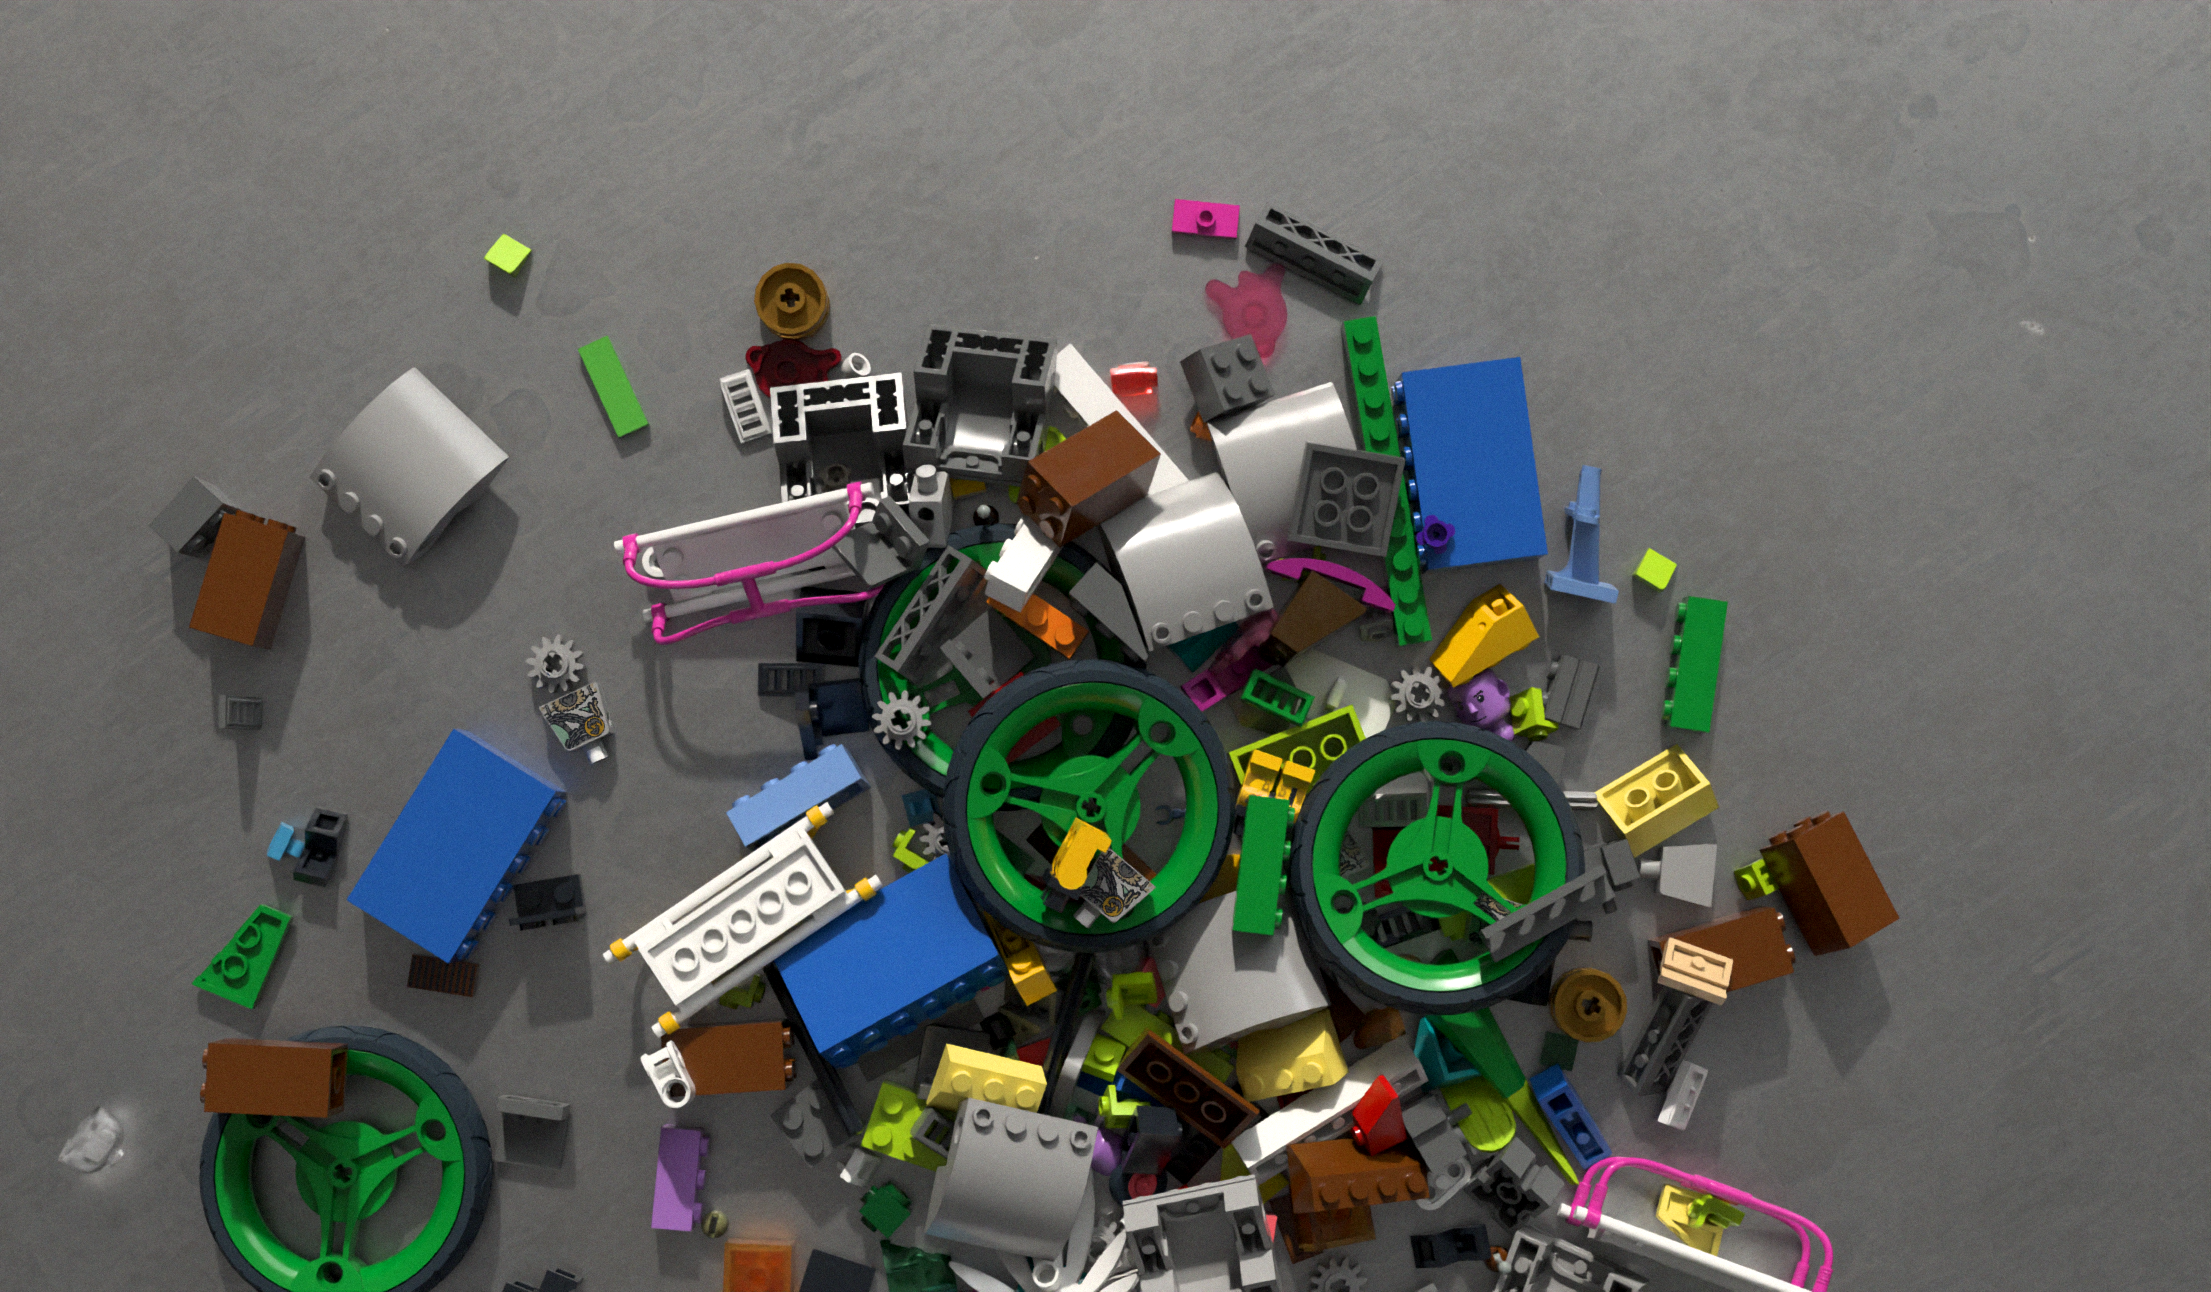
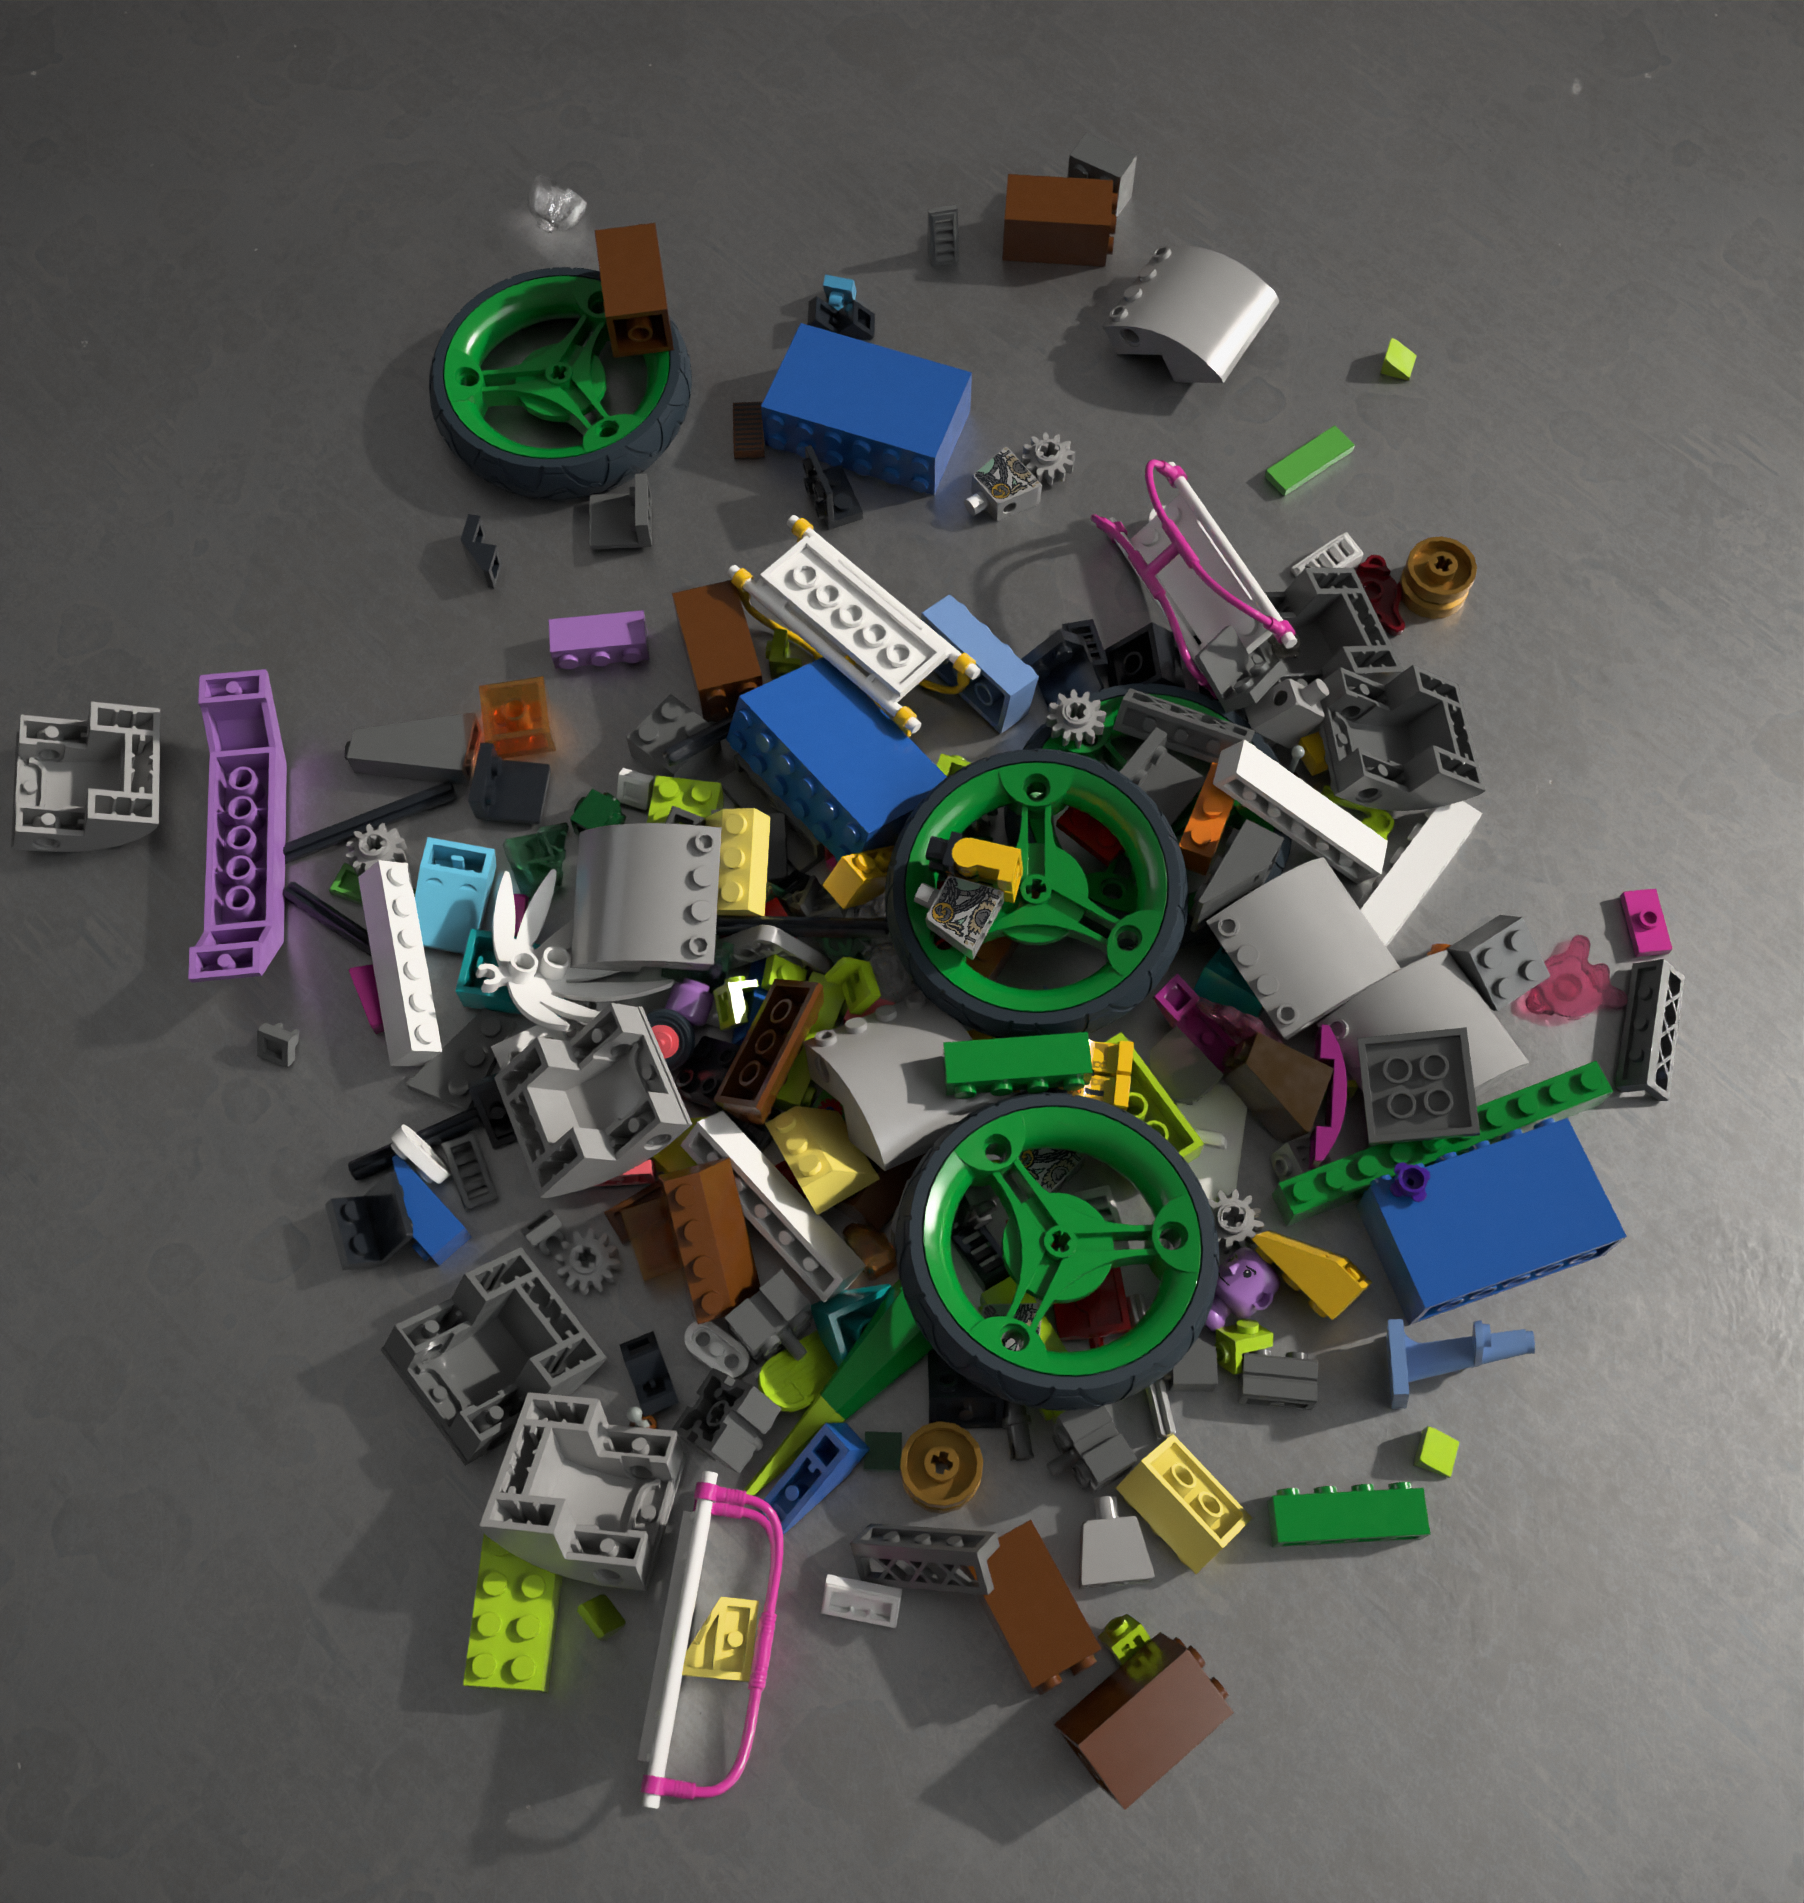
camera: 80 degrees right, 20 degrees down
(248, 958) = (727, 286): green wing -> none
(669, 1073) = (696, 585): white piece -> none
(721, 1226) = (558, 683): olive hinge -> none
(855, 360) = (1398, 641): white hinge -> none
(1087, 478) = (1361, 828): reddish brown brick -> none
(1133, 379) = (1465, 883): clear red brick -> none
(1149, 1140) = (709, 1027): black brick -> none
(1282, 687) = (1197, 1041): green slope -> none
(1378, 1118) = (772, 1249): red slope -> none
(1547, 914) = (1040, 1354): dark grey fence -> none
(1695, 971) = (1008, 1560): tan plate -> none
(1721, 1212) = (735, 1665): lime bracket -> none

